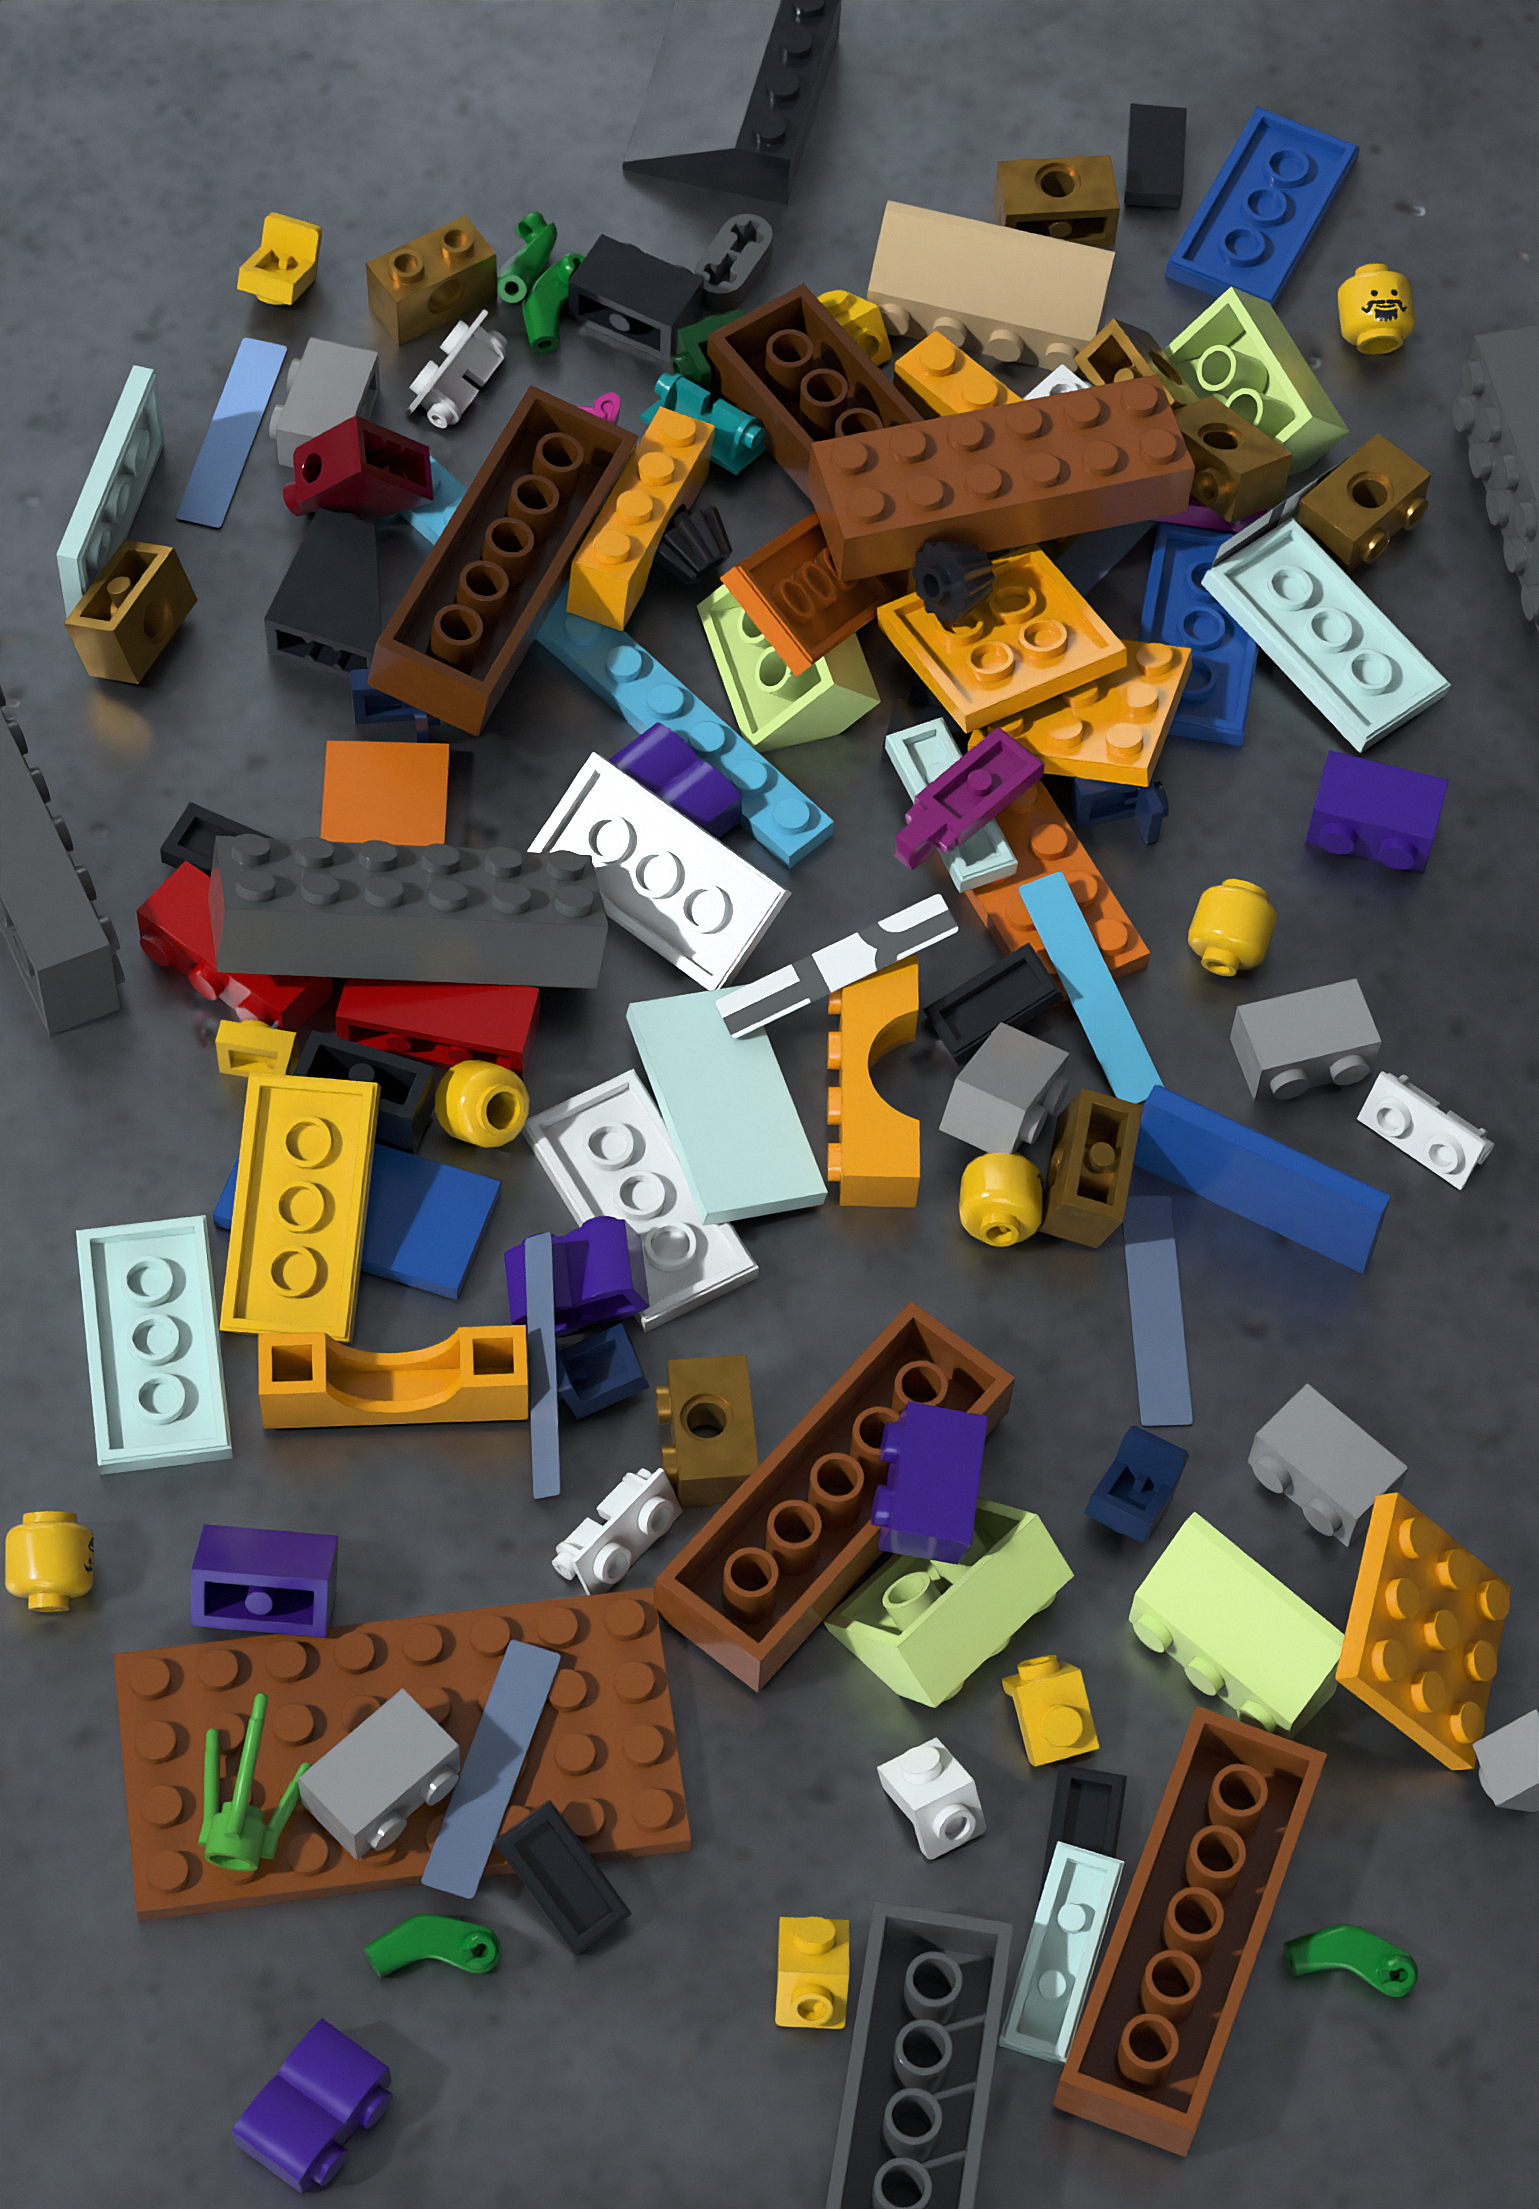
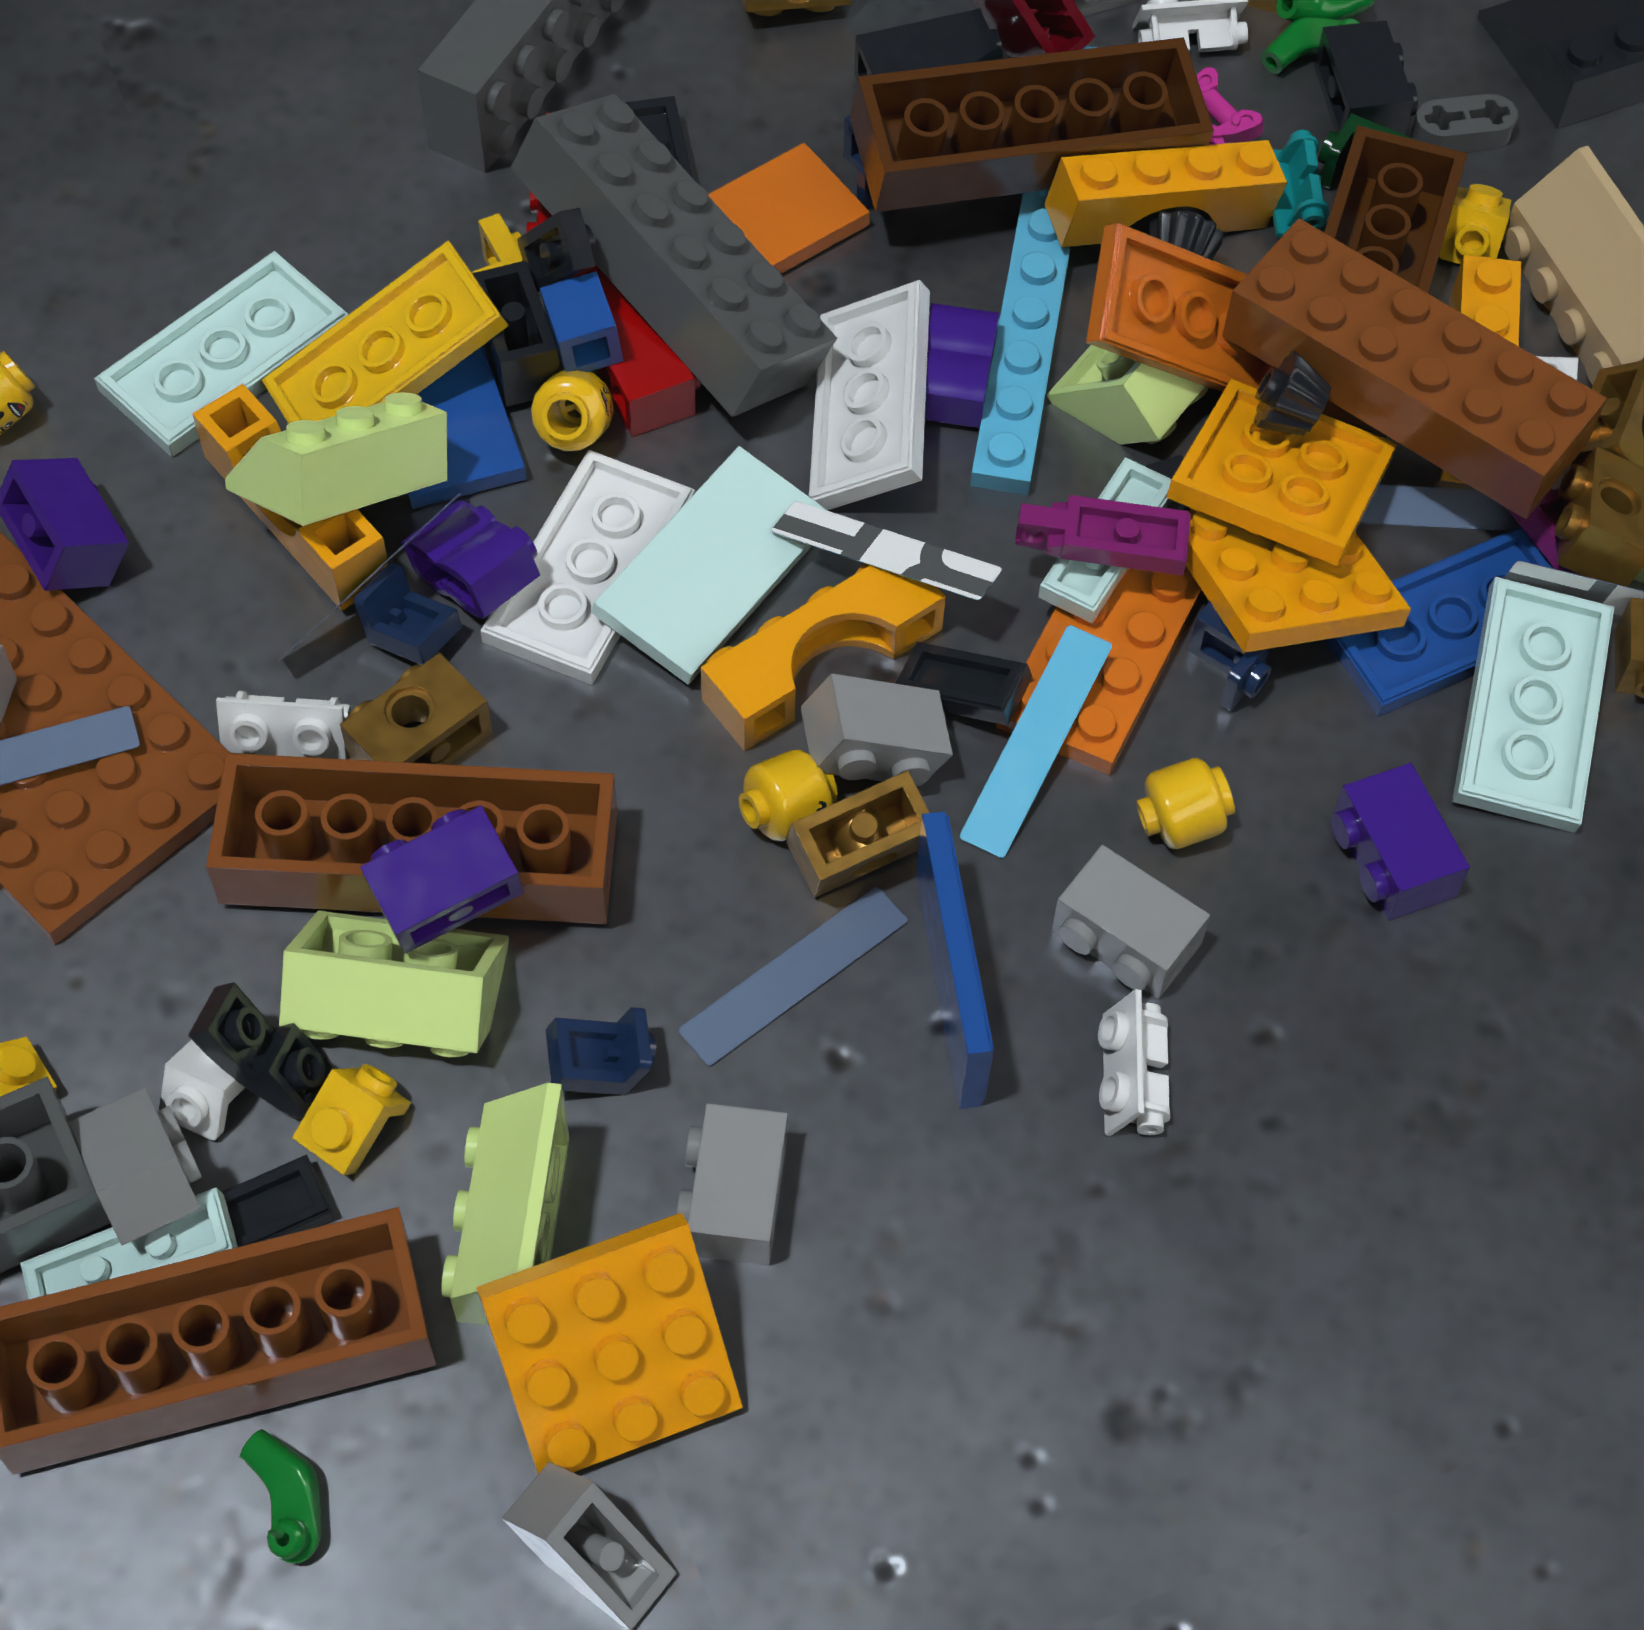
camera: 55 degrees right, 0 degrees up
(341, 994) = (558, 248): none -> black plate
(422, 1305) = (345, 460): none -> yellowish green slope
(425, 1027) = (582, 323): none -> blue brick
(955, 1733) = (267, 1060): none -> black slope
(1000, 1879) = (137, 1164): none -> light grey brick

